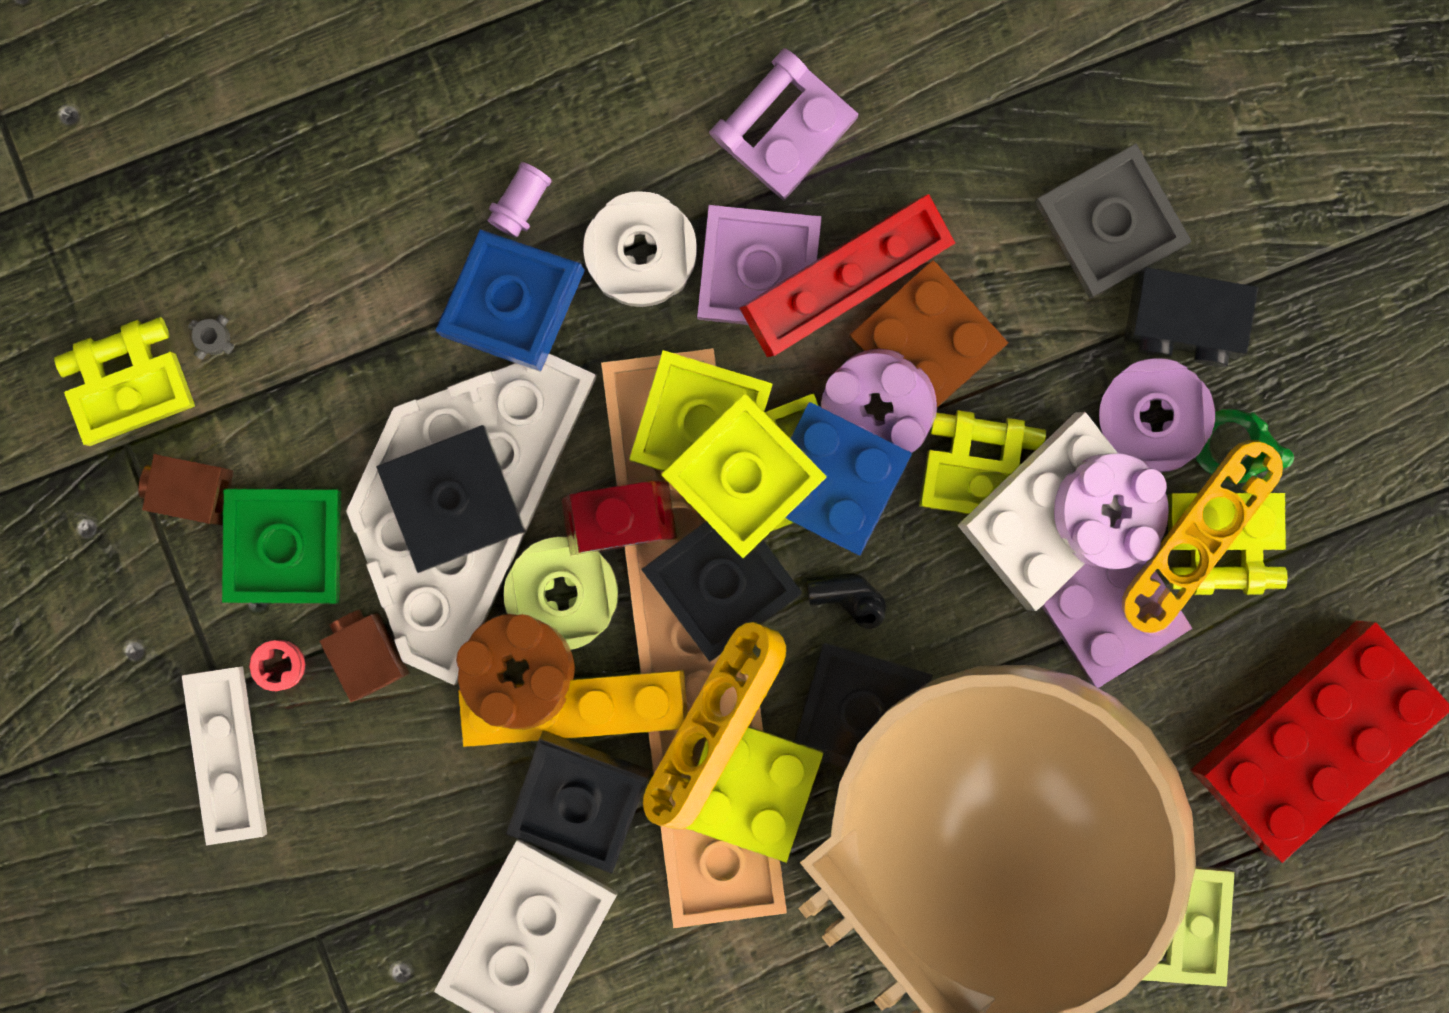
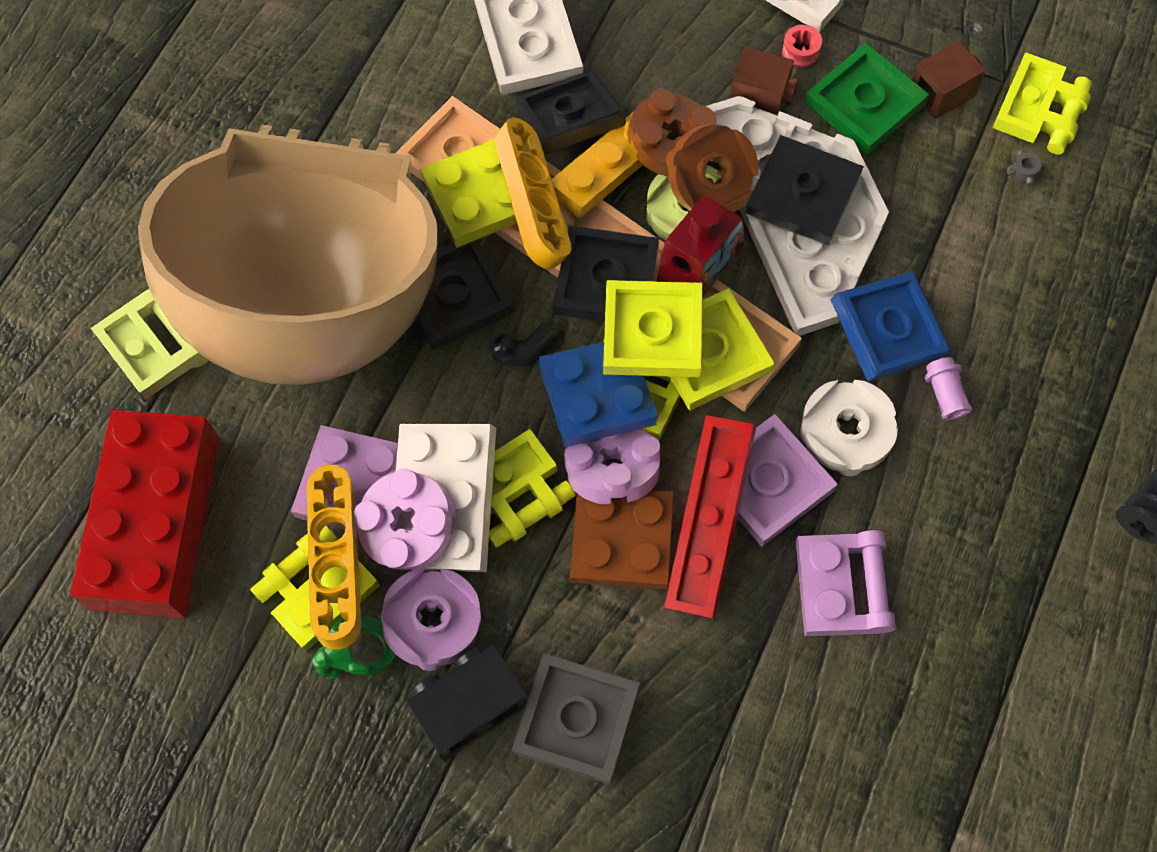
camera: 145 degrees right, 20 degrees down
(526, 615) = (717, 144): none -> dark orange plate

